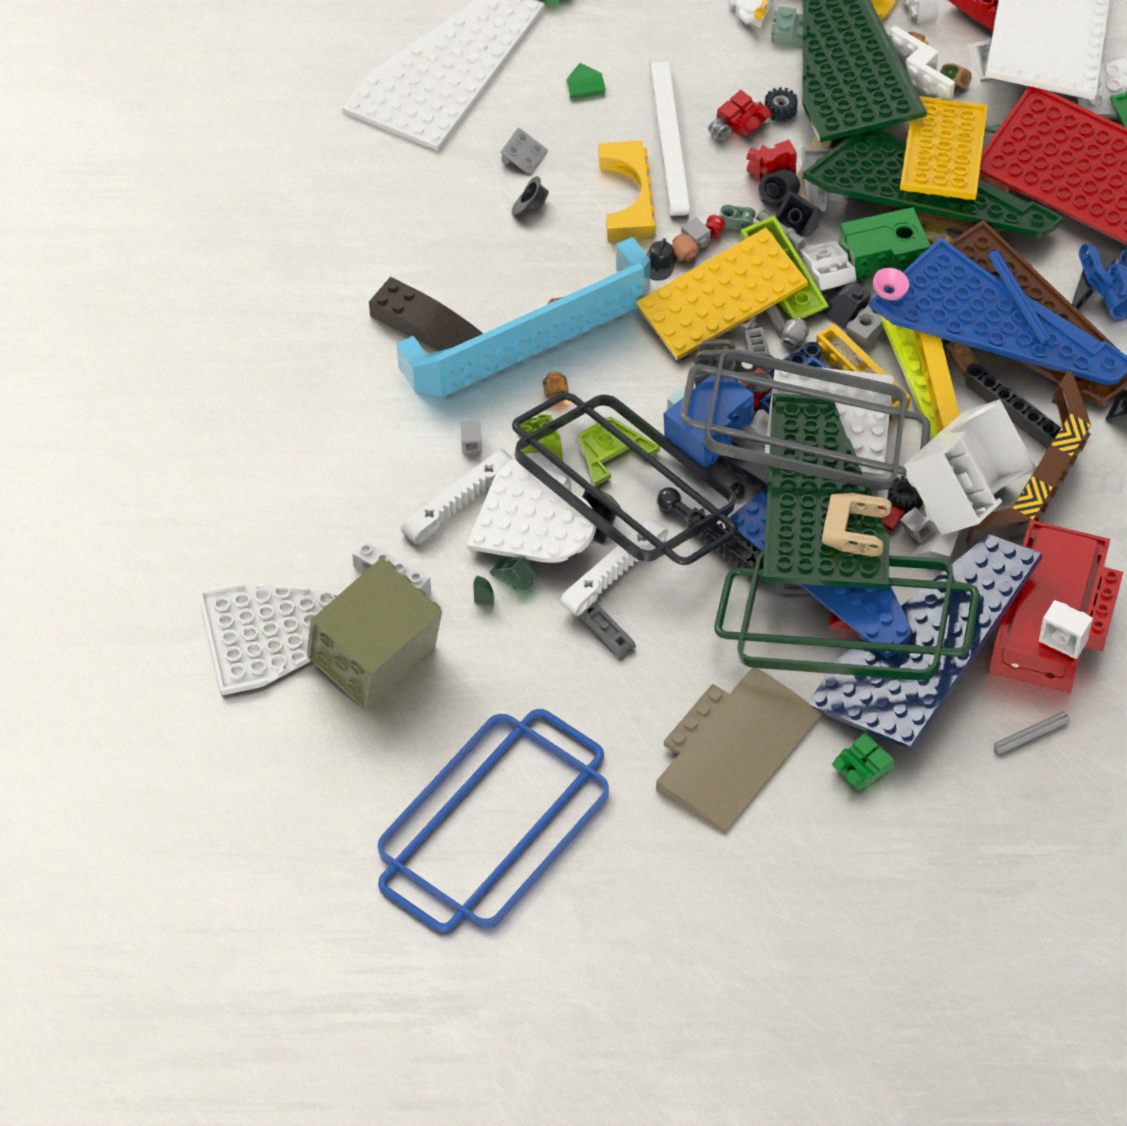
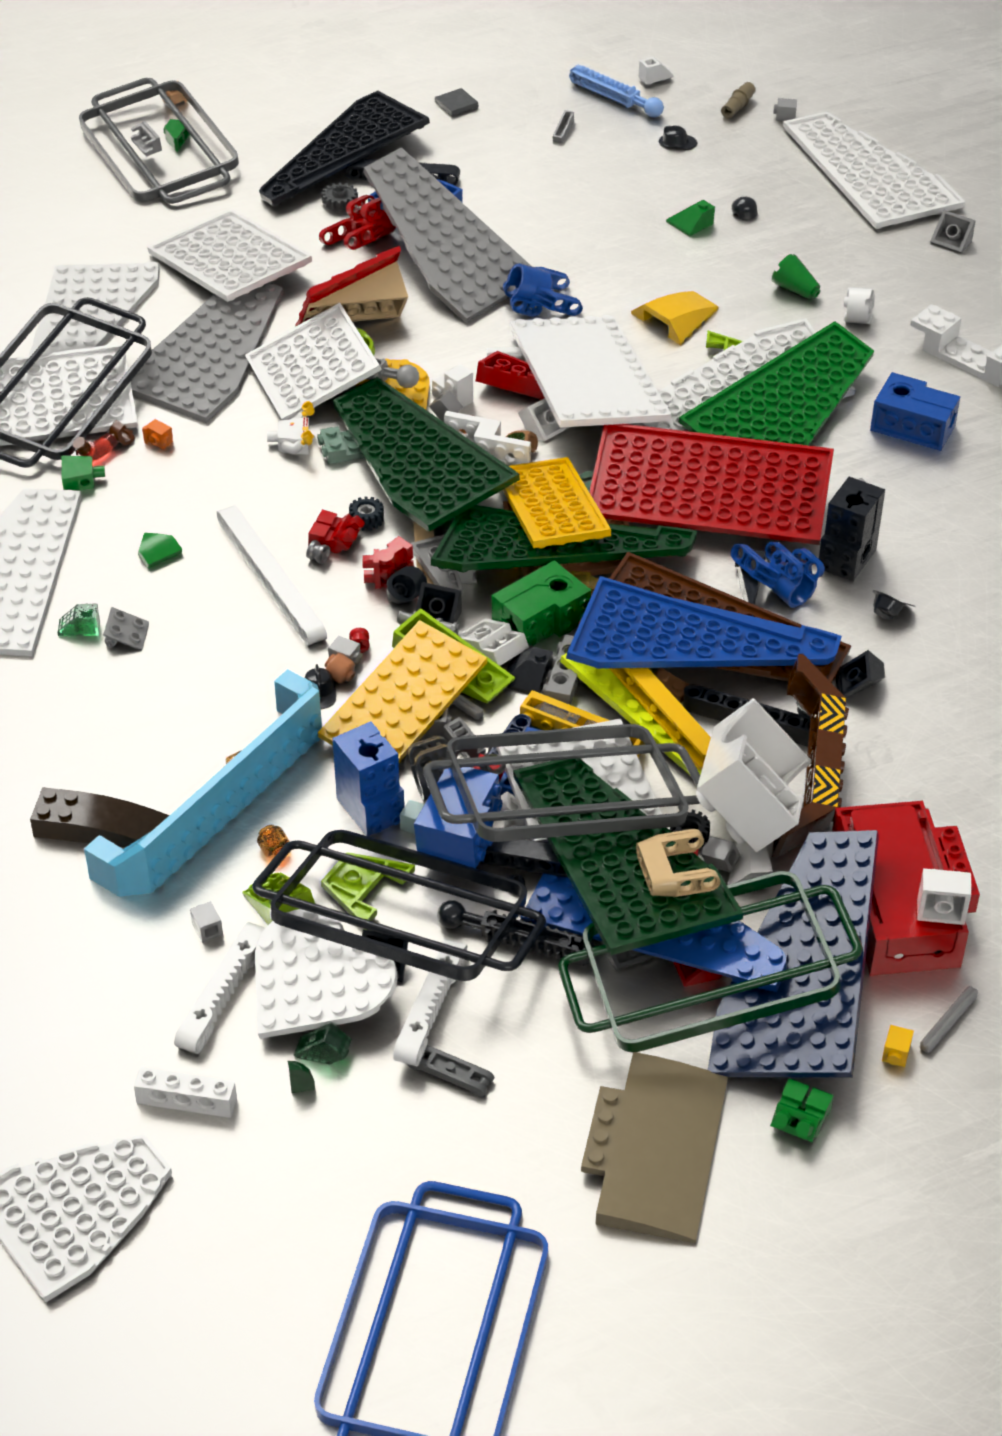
camera: 25 degrees left, 10 degrees down
(374, 633) = (205, 1162): olive container -> none
(489, 132) = (80, 620): none -> clear green slope
(532, 196) = (156, 667): black piece -> none
(630, 160) = (243, 605): yellow arch -> none
(651, 359) = (368, 778): none -> blue piece
(736, 217) = (379, 625): sand green piece -> none
(794, 333) = (494, 713): light grey head -> none
(890, 278) = (581, 624): bright pink piece -> none
(904, 17) = (443, 403): none -> light grey brick
(973, 738) = (897, 1045): none -> yellow brick
(1020, 297) = (705, 607): blue axle -> none

